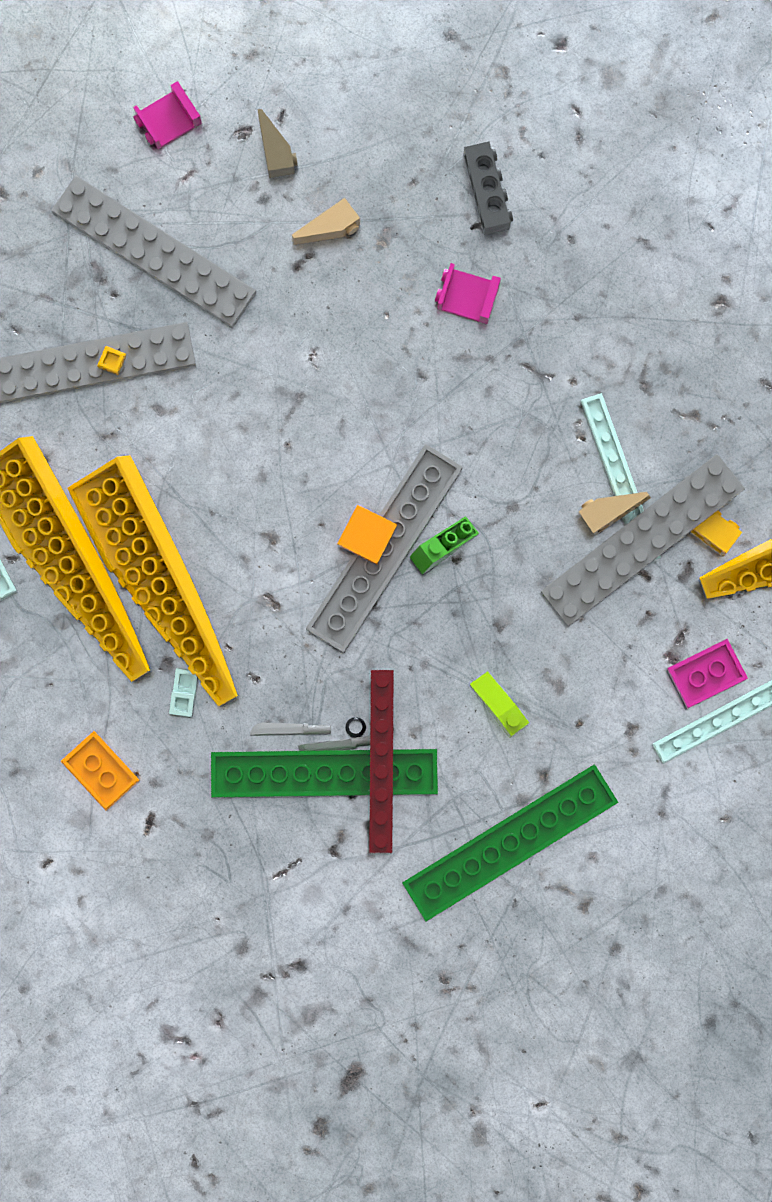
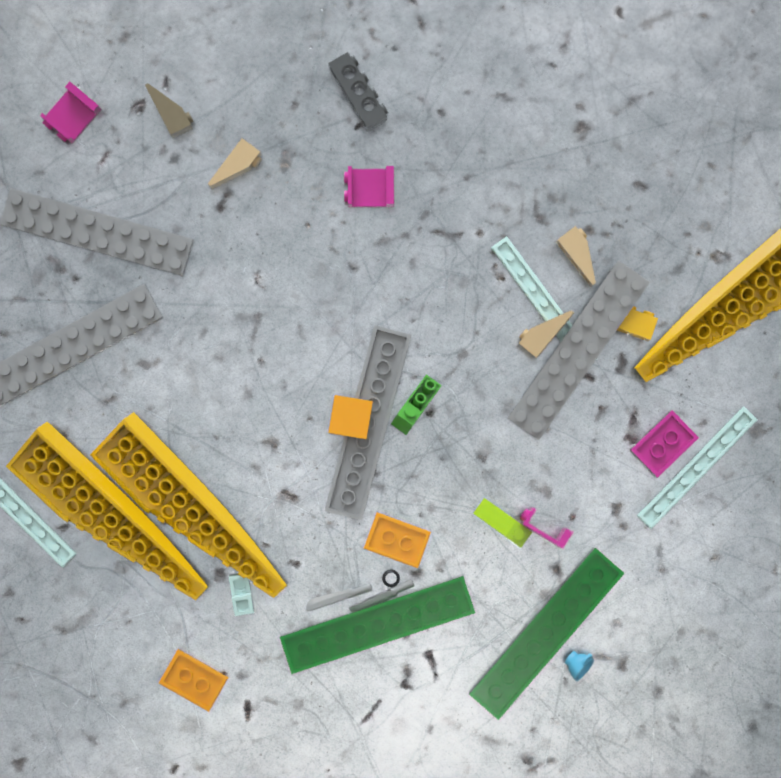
camera: 15 degrees left, 5 degrees up
(111, 360) = (92, 337): yellow tile -> none
(357, 683) = (397, 540): none -> light orange tile
(381, 762) = (422, 603): dark red brick -> none
(536, 888) = (579, 664): none -> medium azure piece
(553, 744) = (560, 541): none -> dark pink panel
(674, 430) = (577, 251): none -> tan slope

